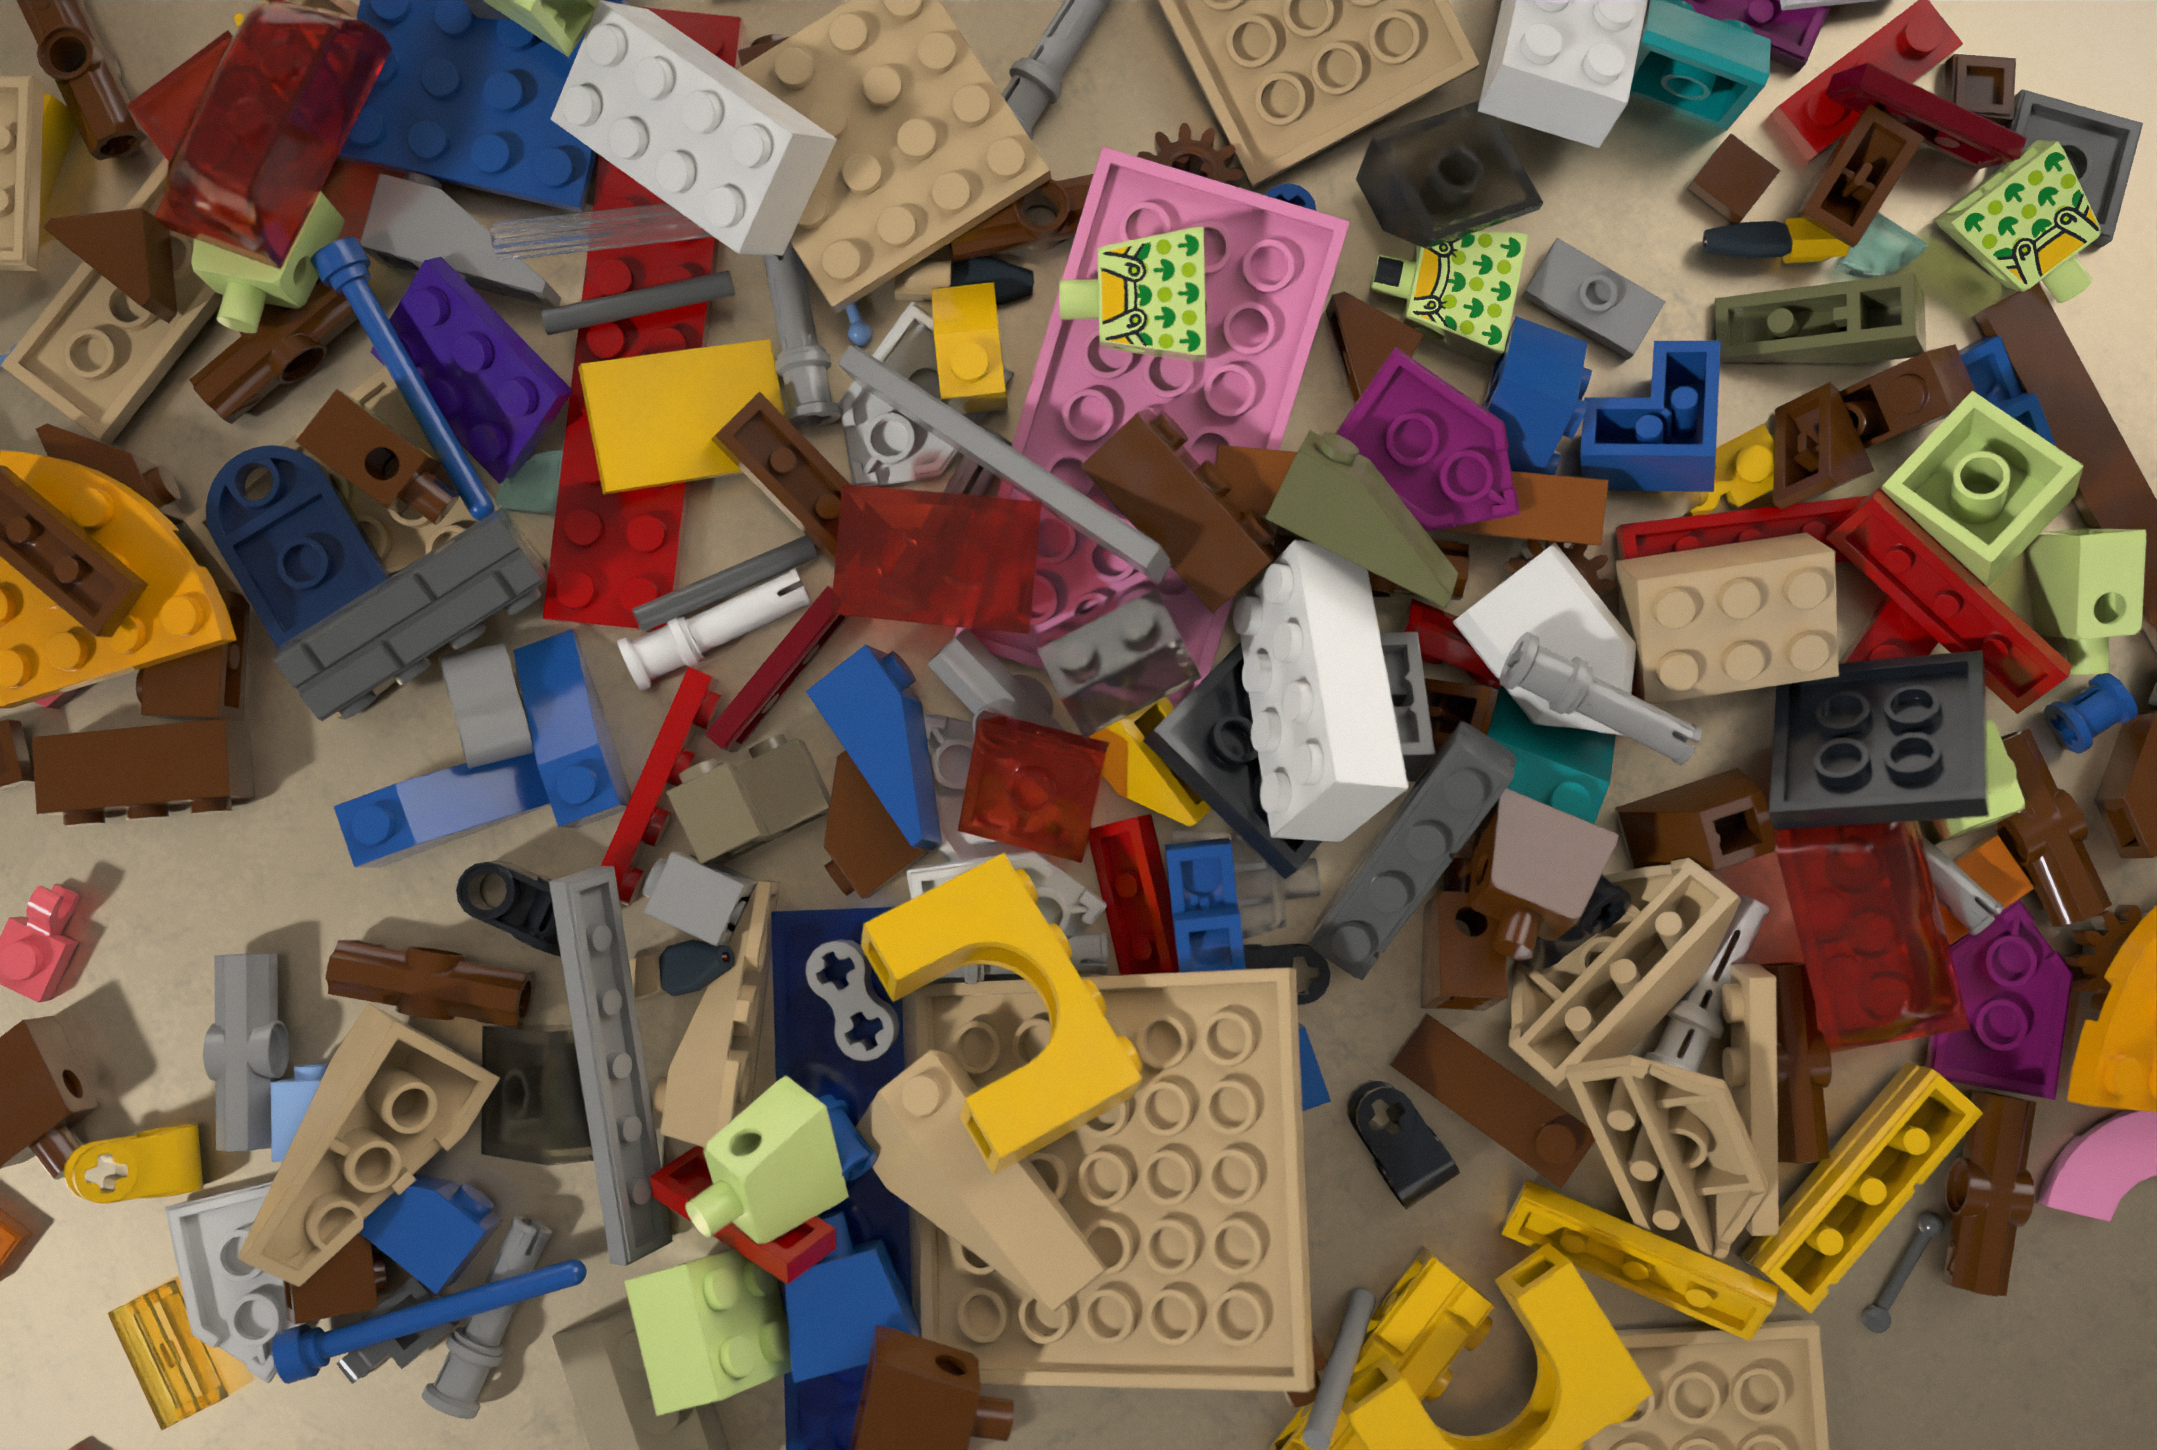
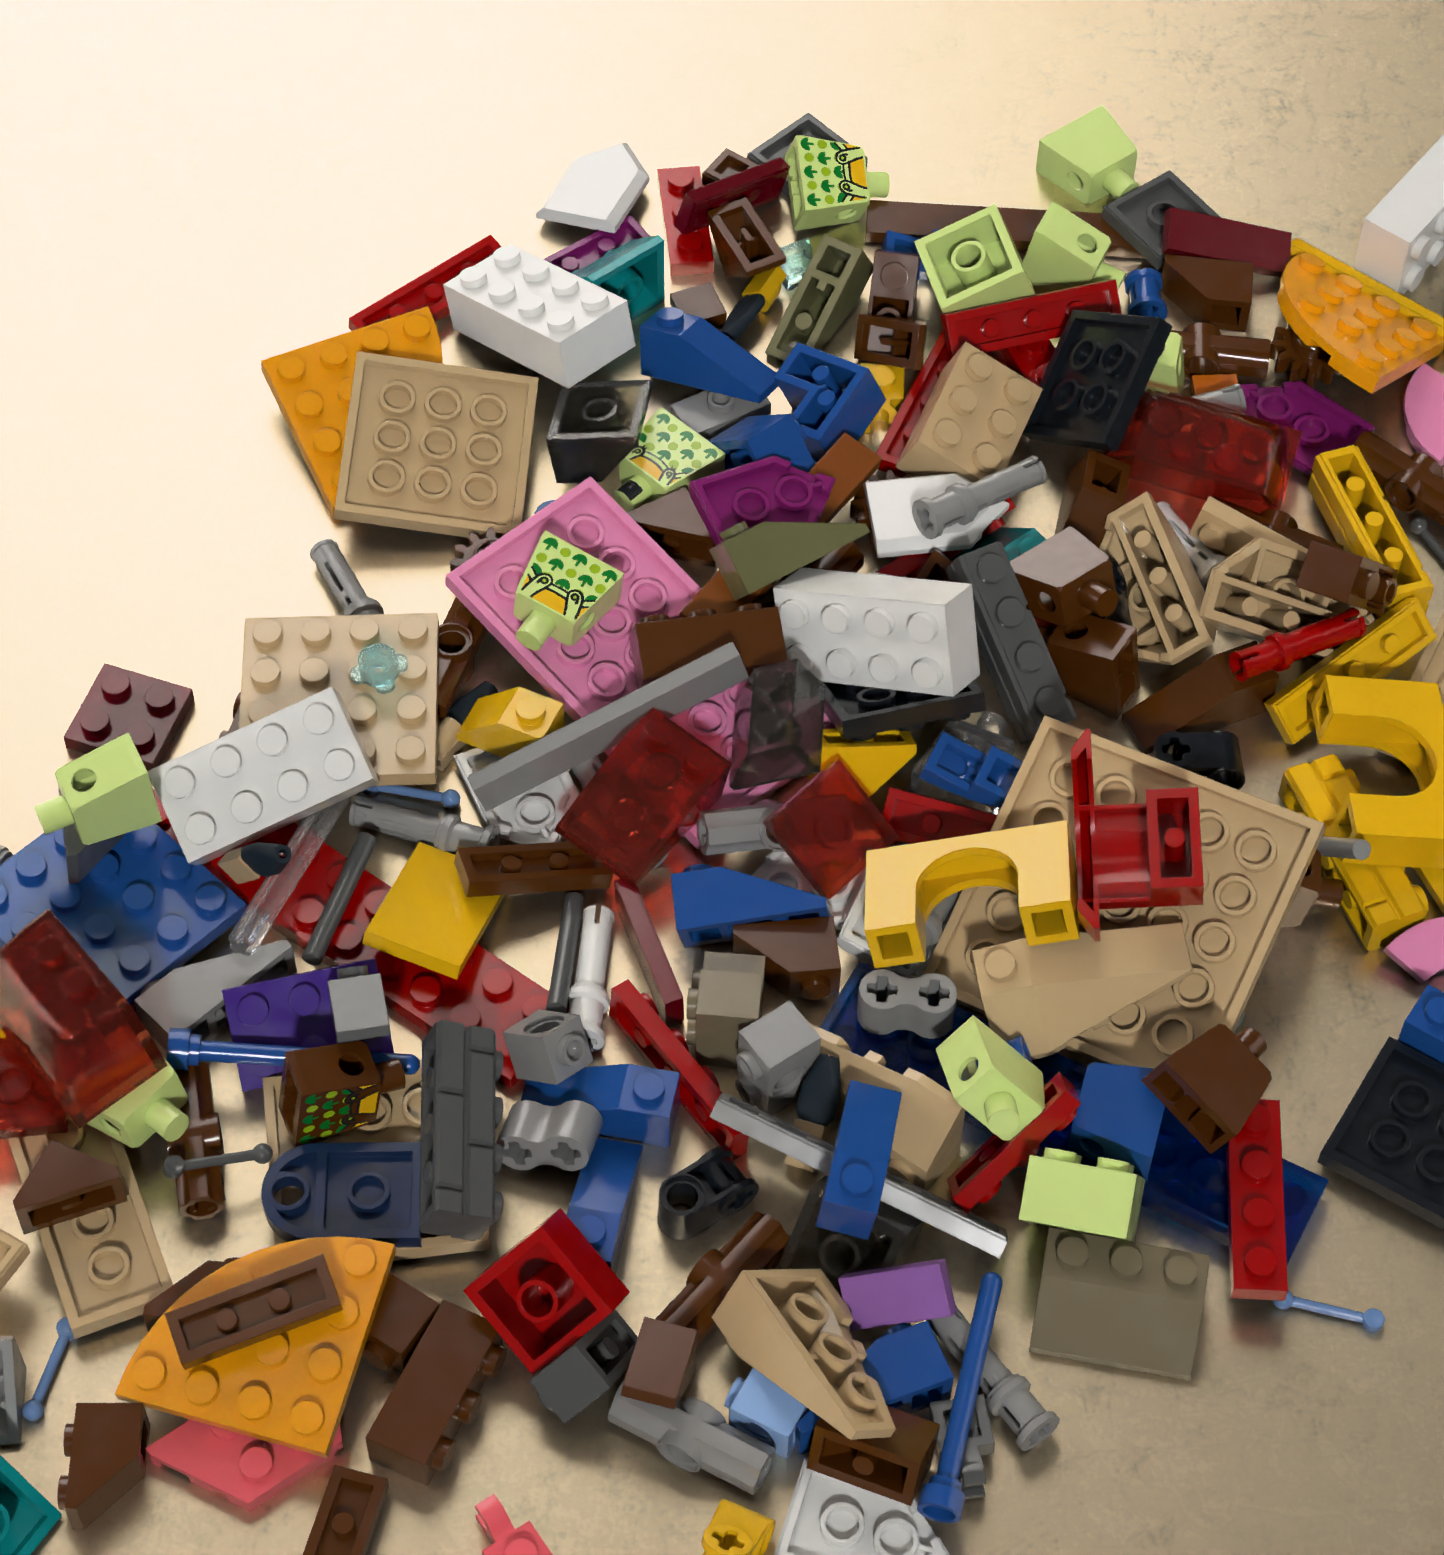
camera: 65 degrees left, 30 degrees down
(209, 350) = (175, 1166): none -> dark grey hinge
(253, 906) = (586, 1367): none -> dark grey slope
(267, 988) = (661, 1363): none -> reddish brown slope
(274, 825) = (546, 1291): none -> red brick
(459, 426) = (358, 1005): none -> slope
(499, 1183) = (898, 1294): none -> medium lavender tile
(533, 486) = (408, 1034): clear light blue tile -> none
(583, 641) = (548, 1046): none -> light grey brick
(588, 1075) = (859, 1160): none -> blue slope
(598, 187) = (255, 861): none -> black piece
(906, 141) = (375, 657): none -> clear light blue plate
(1141, 1182) = (1133, 851): none -> red piece
(1587, 1183) = (1282, 650): none -> red pin
(1639, 236) = (700, 356): none -> blue slope
(1734, 1219) = (1348, 578): none -> reddish brown slope

